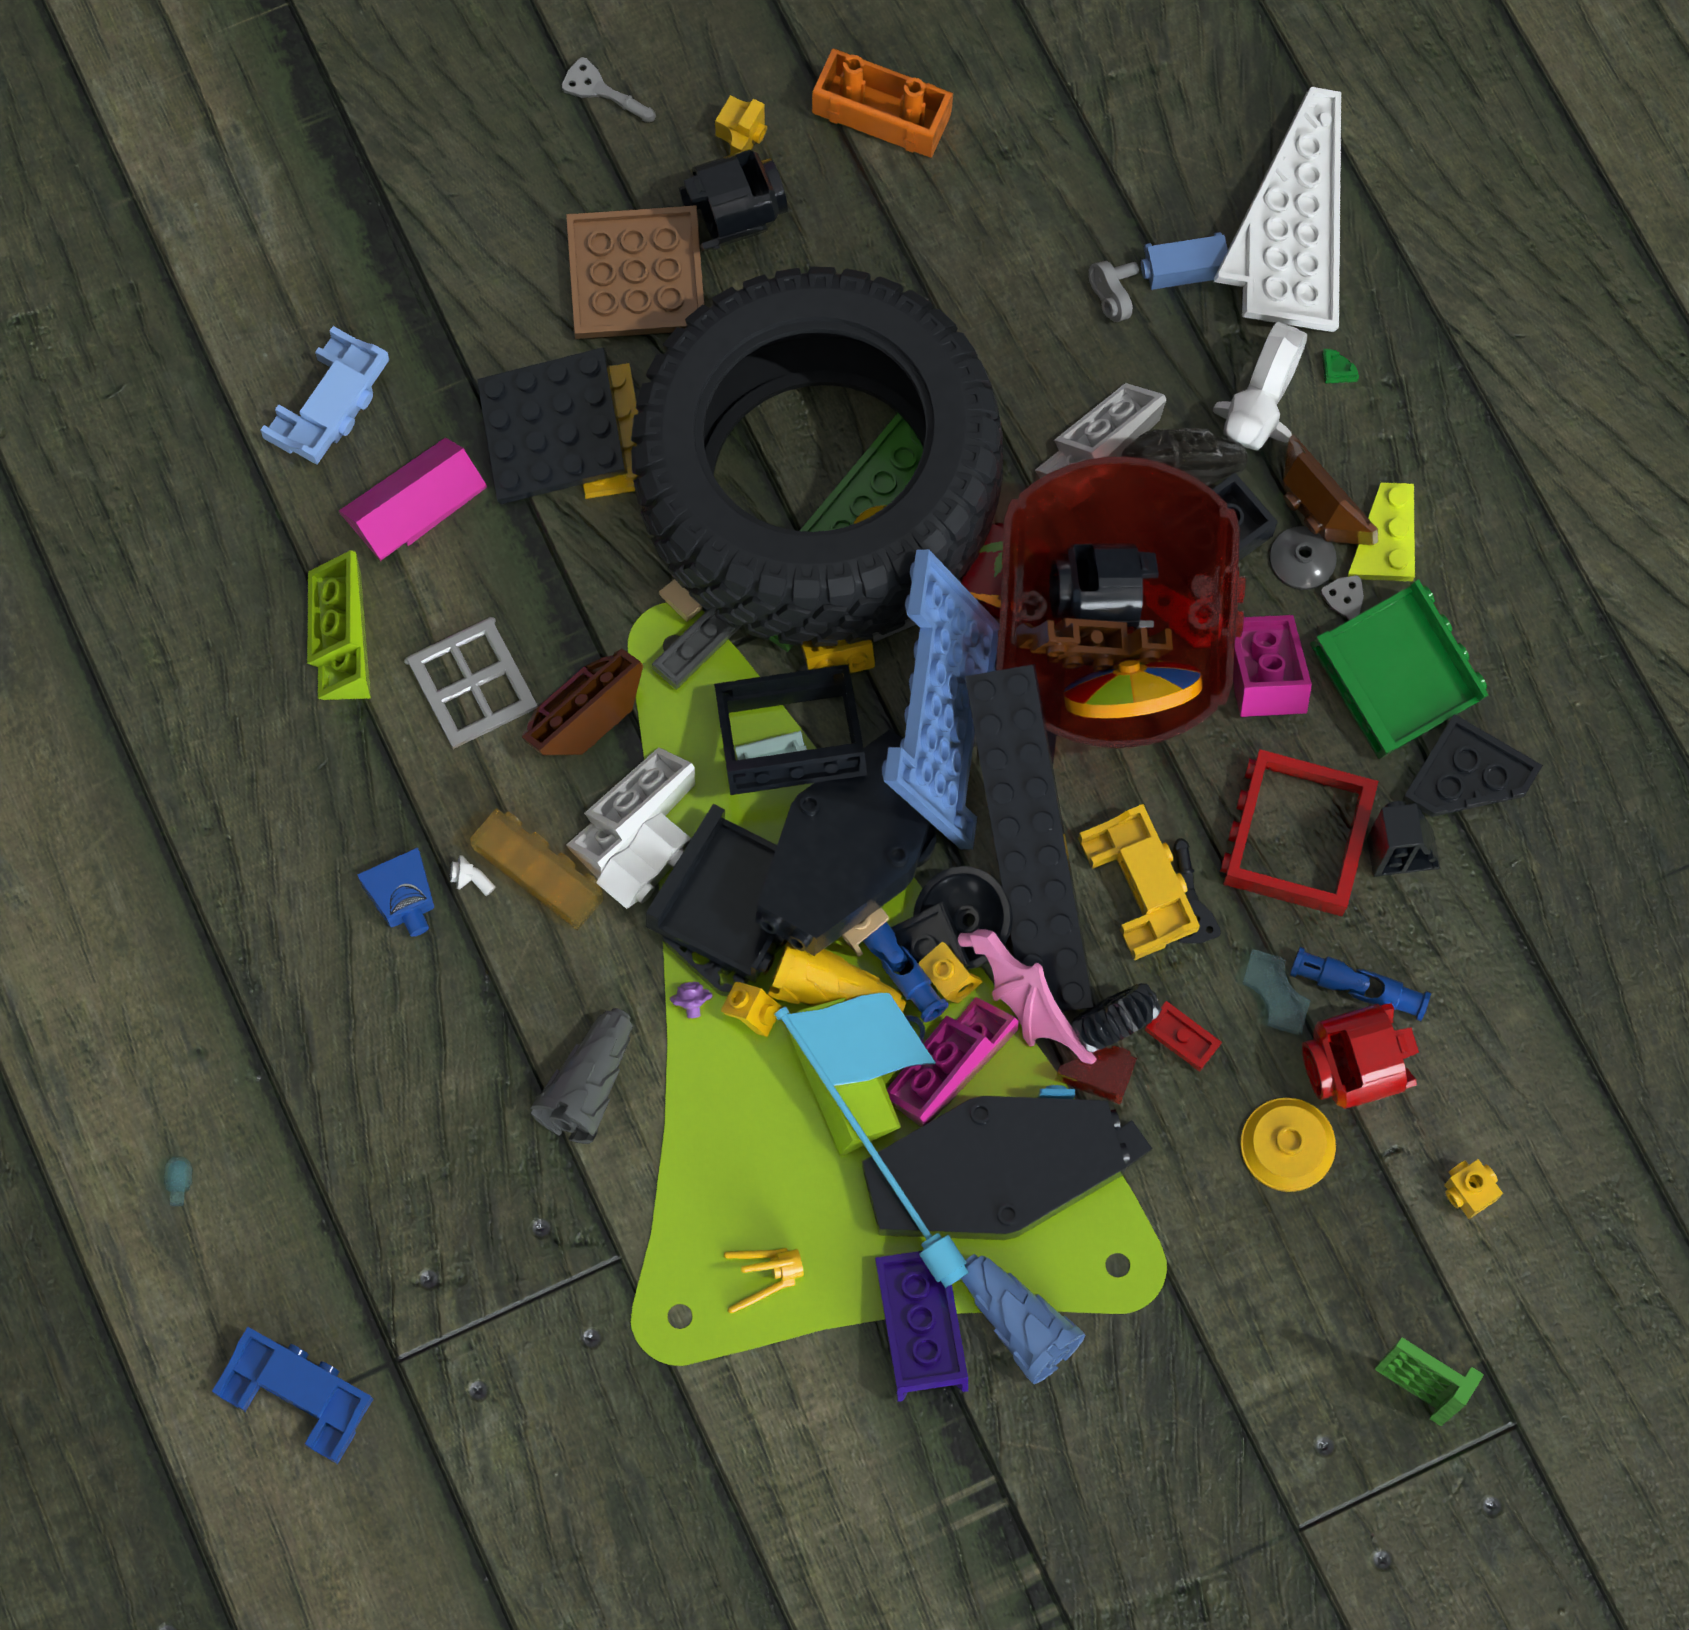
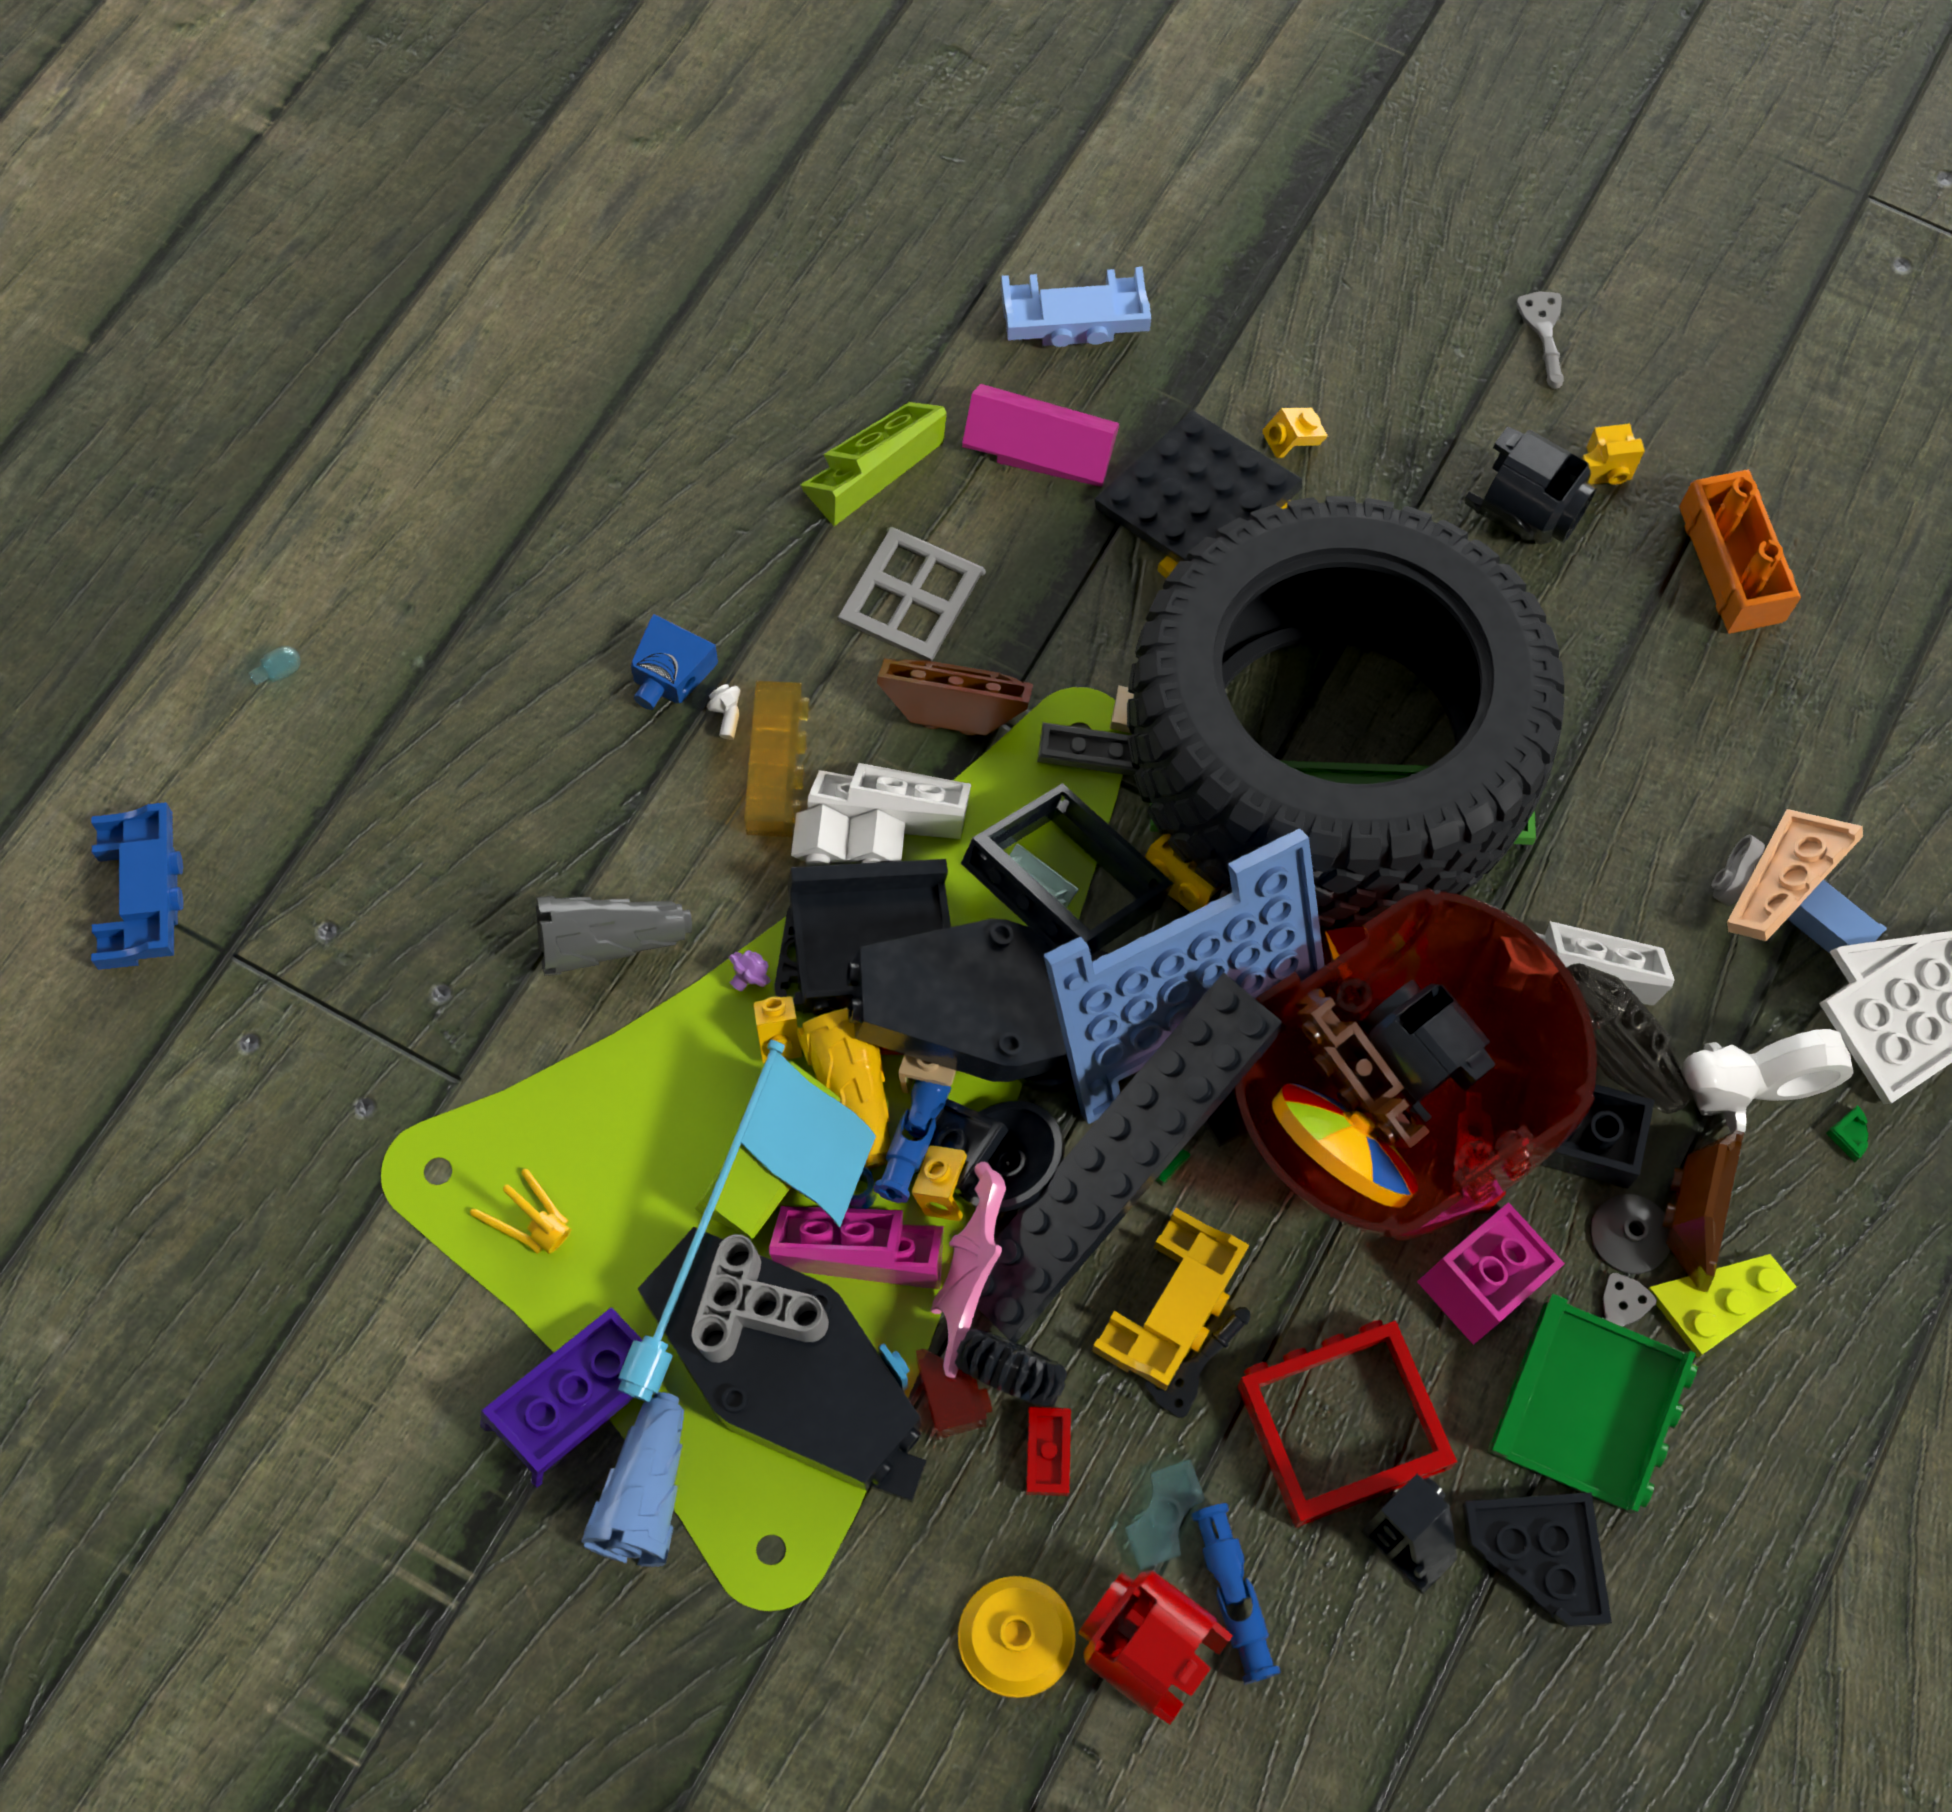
camera: 55 degrees right, 5 degrees down
(549, 322) = (1293, 428): none -> yellow bracket
(634, 271) = (1401, 453): medium nougat plate -> none
(945, 1154) = (744, 1308): none -> light grey beam
(1138, 255) = (1791, 867): none -> light nougat wing

